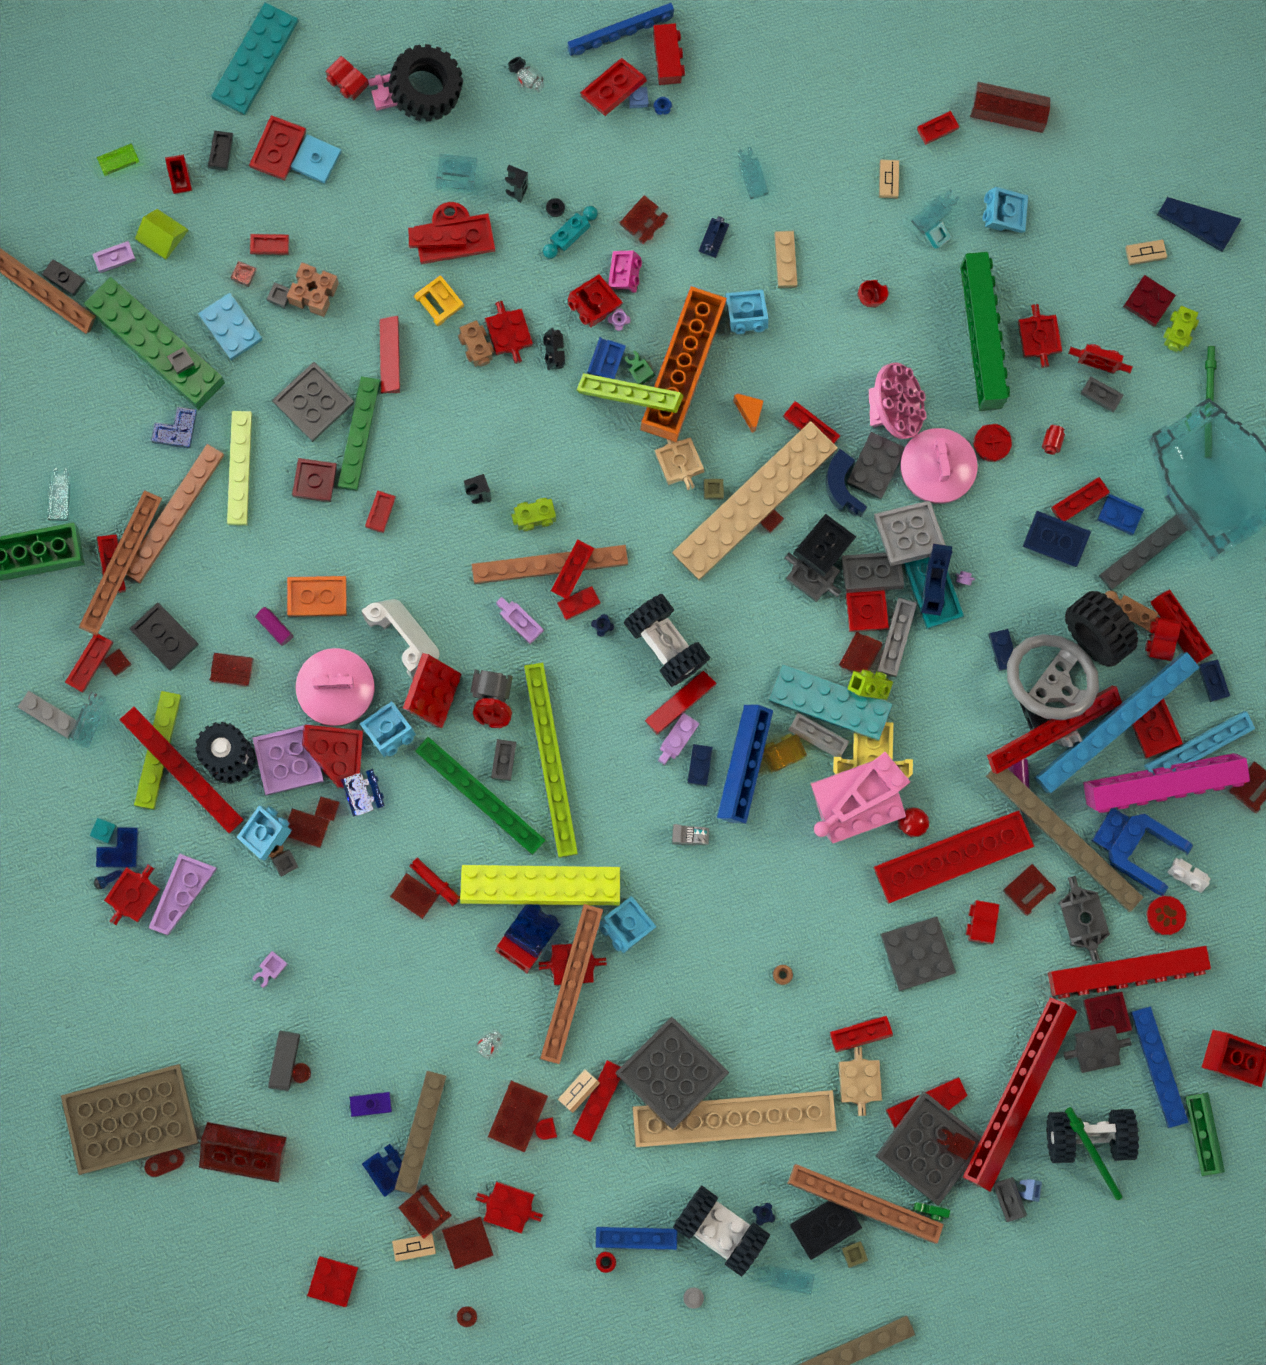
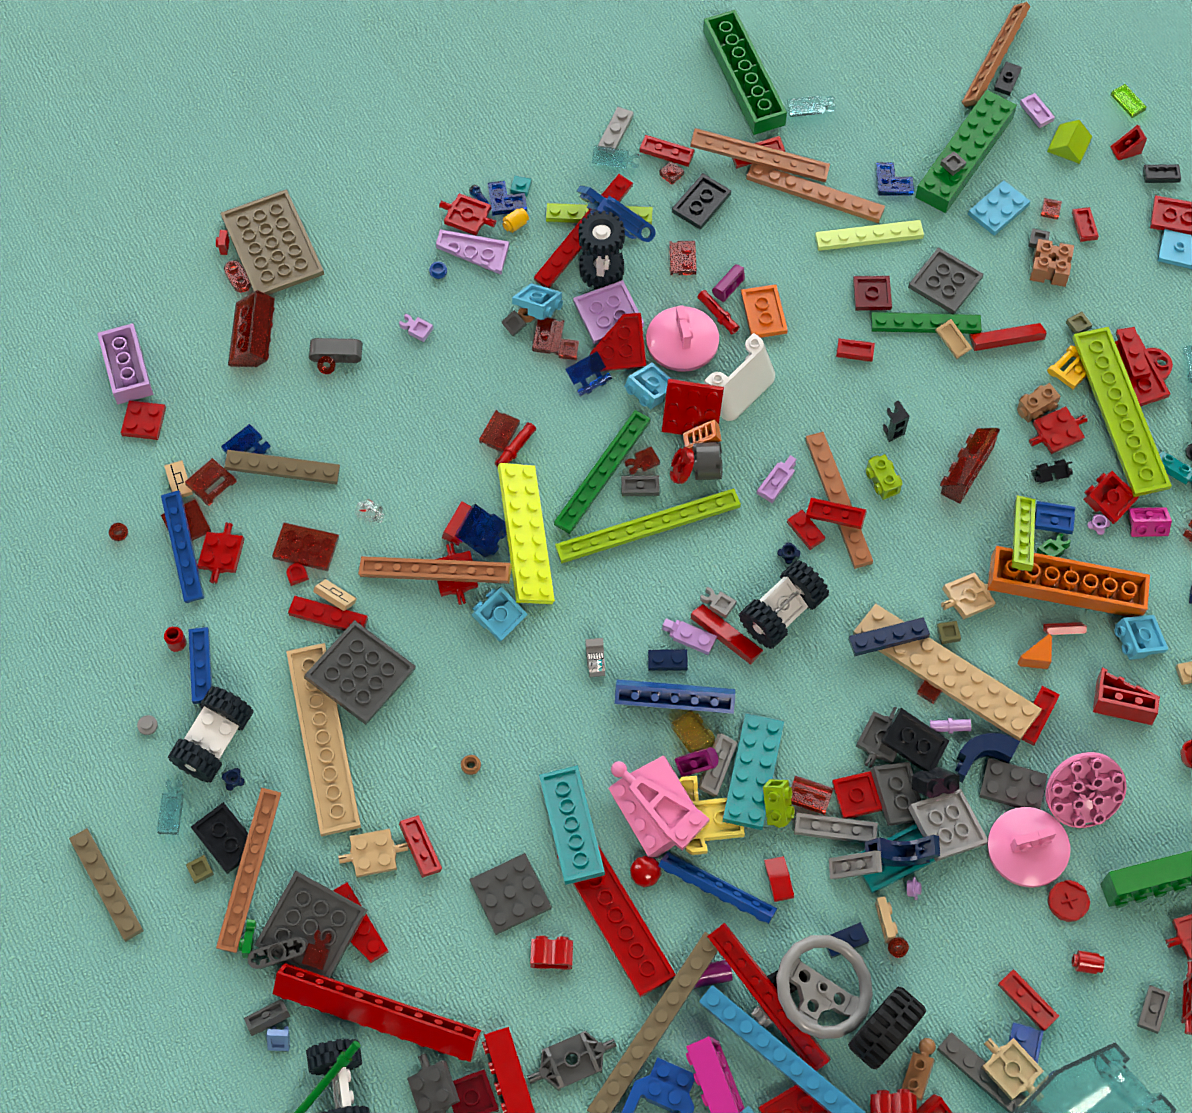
camera: 90 degrees right, 15 degrees down
(118, 1175) = (222, 242): none -> red plate
(151, 843) = (515, 220): none -> yellow brick
(182, 732) = (631, 221): none -> blue plate
(199, 936) = (438, 270): none -> blue plate
(263, 1296) = (125, 364): none -> lavender brick
(308, 644) = (723, 318): none -> red pin
(370, 1104) = (304, 426): dark purple plate -> none
(386, 409) = (953, 339): none -> tan tile
(389, 281) = (1079, 323): none -> olive plate
(457, 671) = (711, 426): none -> orange slope
(474, 750) = (644, 459): none -> clear red plate
(500, 1247) = (182, 546): none -> blue plate
(502, 266) = (1121, 412): none -> lime plate
(536, 426) = (969, 463): none -> clear red slope
(648, 702) = (719, 603): none -> light grey plate
(714, 546) = (889, 636): none -> dark blue plate
(726, 379) = (1065, 628): none -> tile
(809, 509) = (951, 725): none -> lavender pin
(810, 343) = (1123, 700): none -> red wedge
(817, 754) = (697, 761): none -> magenta brick
(862, 884) = (571, 825): none -> teal plate
(869, 535) = (935, 782): none -> black brick
(938, 699) = (779, 879): none -> red slope
(940, 757) = (719, 888): none -> blue plate
(942, 626) = (855, 865): none -> light grey plate
(948, 1198) = (262, 952): none -> dark grey beam
(997, 609) = (884, 911): none -> tan plate
(1018, 604) = (898, 952): none -> clear red plate
(1024, 884) = (597, 993): clear red plate -> none
(1056, 538) = (978, 978): dark blue plate -> none
(1144, 528) = (1011, 1068): none -> tan plate

